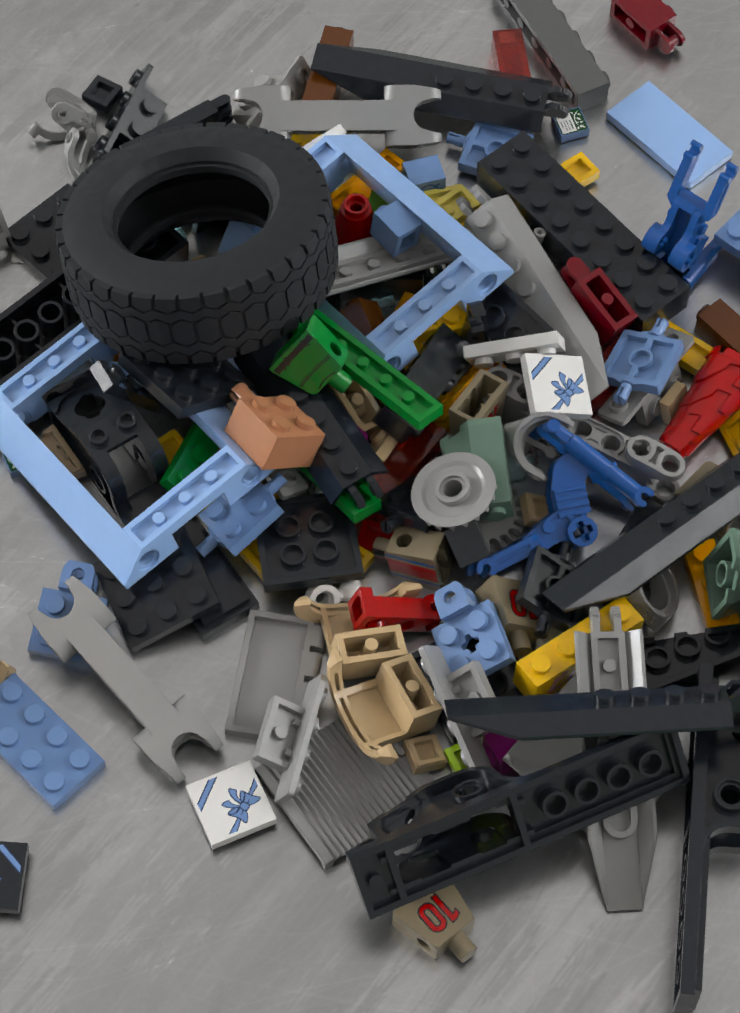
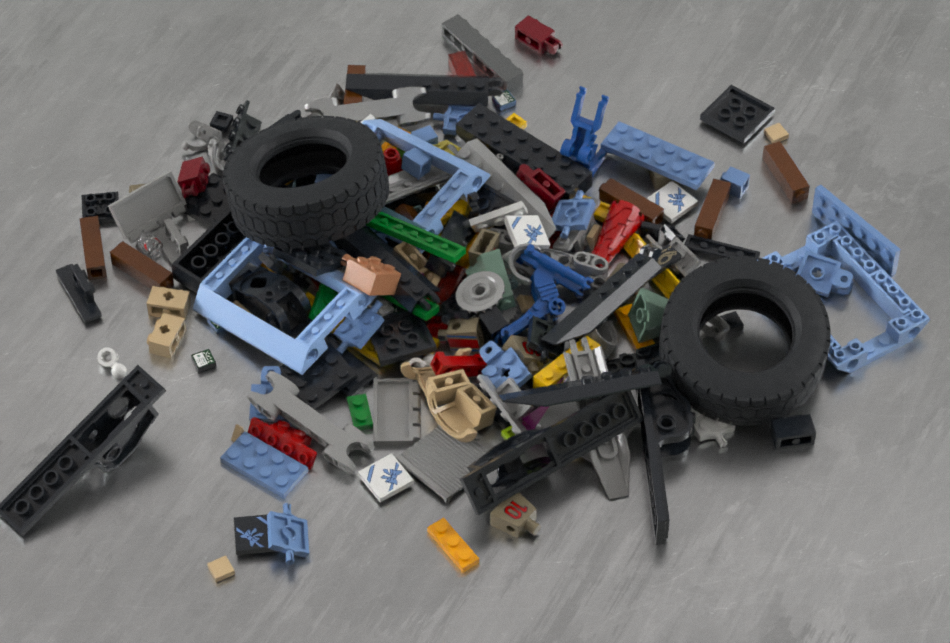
camera: 10 degrees left, 10 degrees down
(31, 190) = (193, 176): none -> dark red brick
(40, 889) = (287, 534): none -> medium blue plate
(78, 701) = (285, 439): none -> red bracket
(215, 668) = (360, 412): none -> green plate
(287, 734) = (410, 436): light grey bracket -> none
(313, 359) = (385, 234): green torso -> none
(320, 955) = (453, 545): none -> light orange plate
(424, 753) = (490, 436): tan tile -> none
(667, 131) = (560, 95): light blue tile -> none

